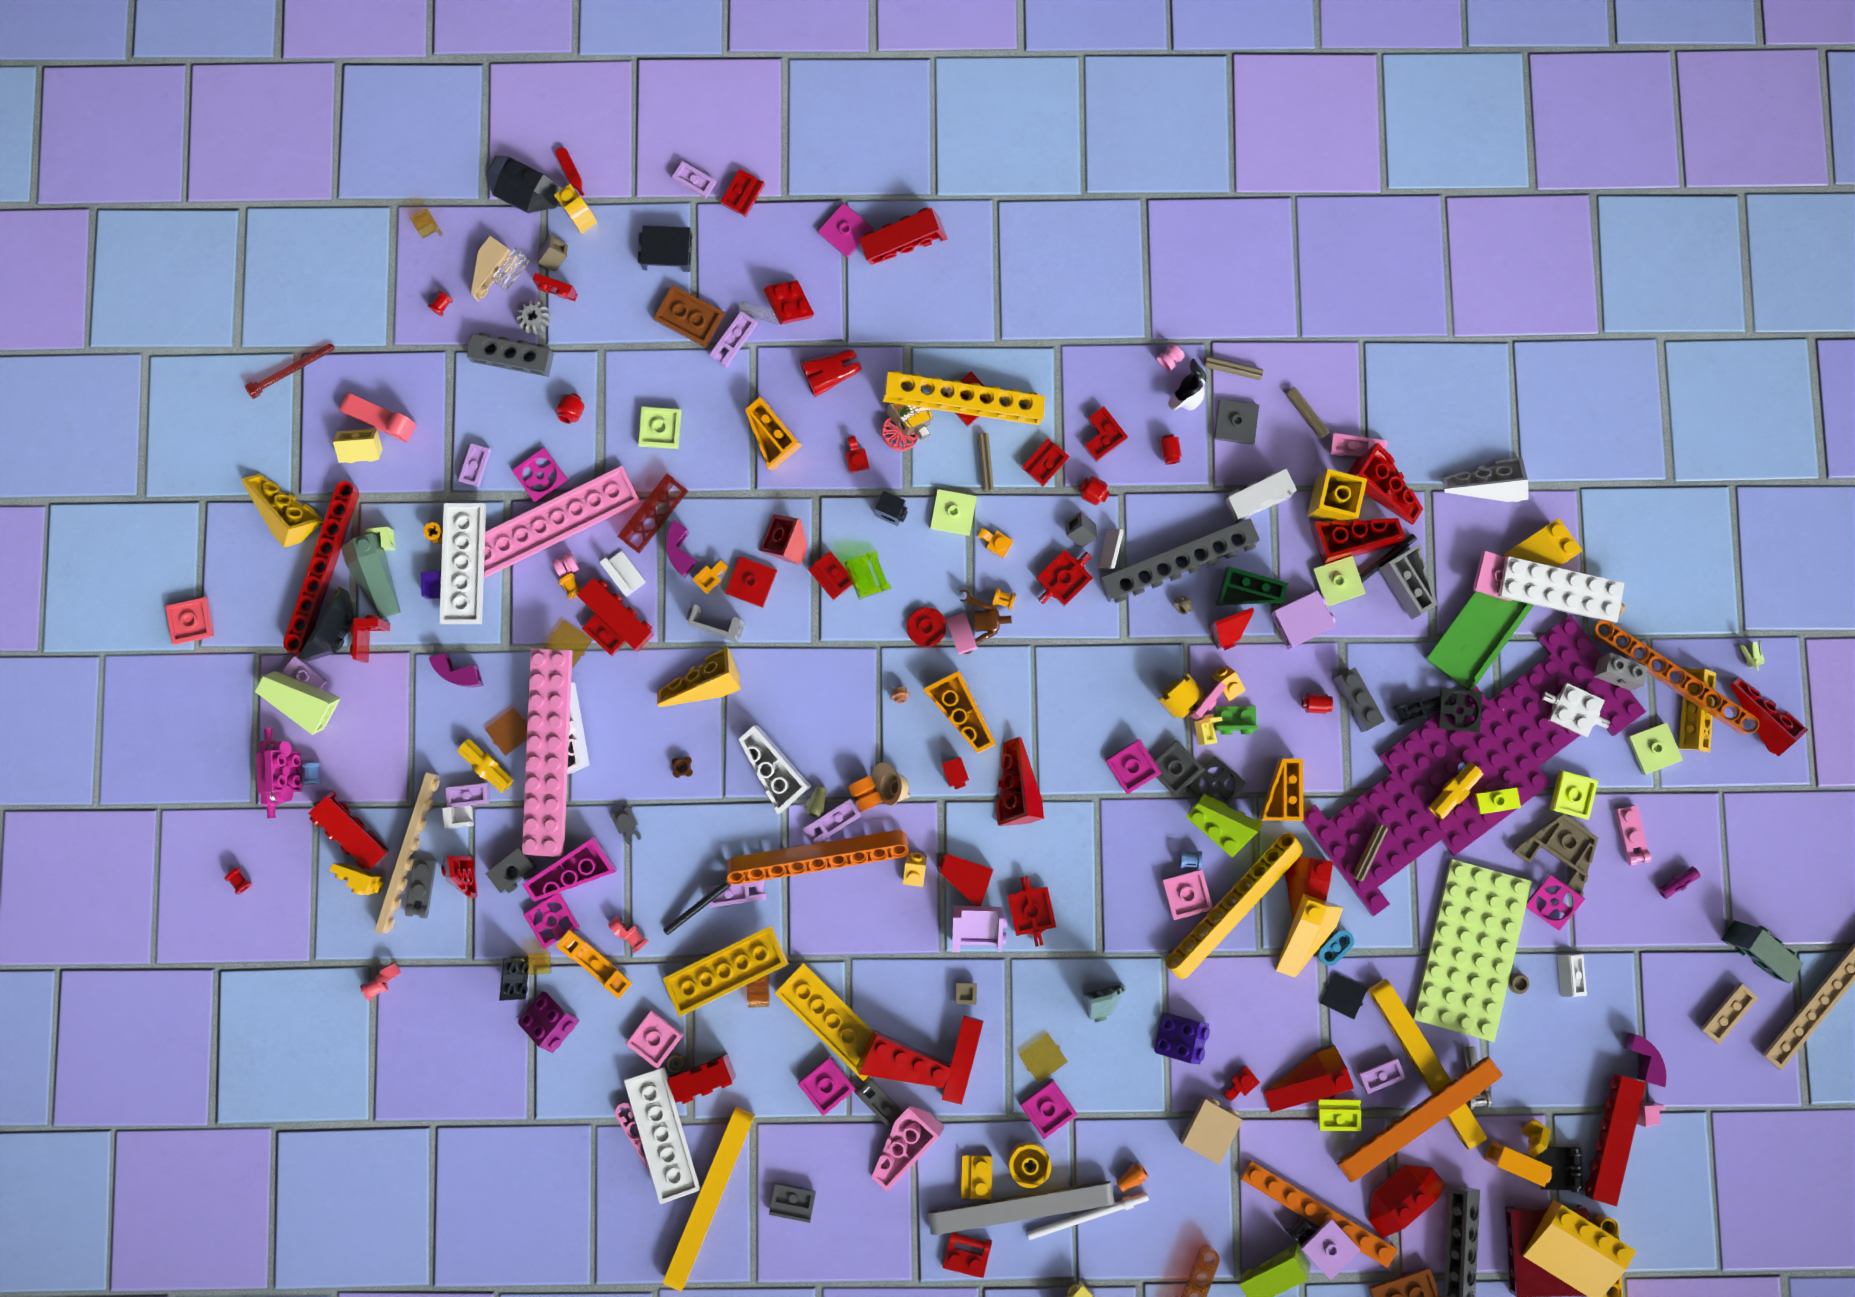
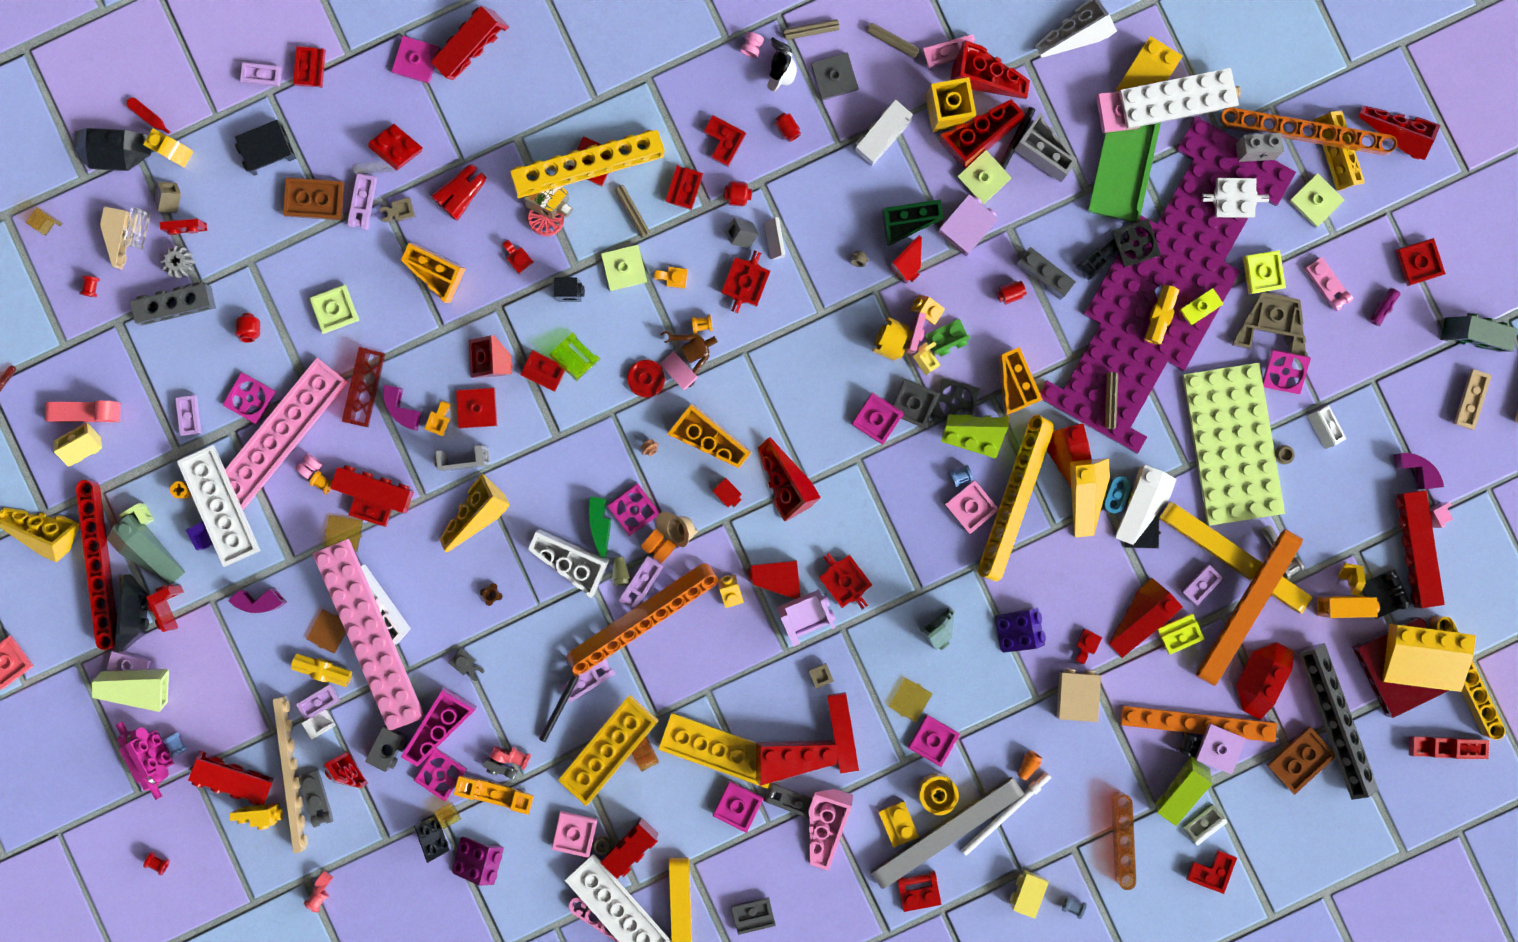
camera: 15 degrees left, 5 degrees up
(607, 937) = (495, 767): none -> dark grey plate
(623, 573) = (362, 450): white panel -> none
(766, 363) = (400, 209): none -> dark tan plate
(817, 747) = (599, 525): none -> green slope
(869, 729) = (627, 514): none -> dark pink piece
(1244, 530) = (883, 170): dark grey brick -> none
(1365, 963) = (1148, 496): none -> white wedge
(1732, 854) = (1420, 262): none -> red plate
(1755, 657) = (1371, 81): yellowish green piece -> none

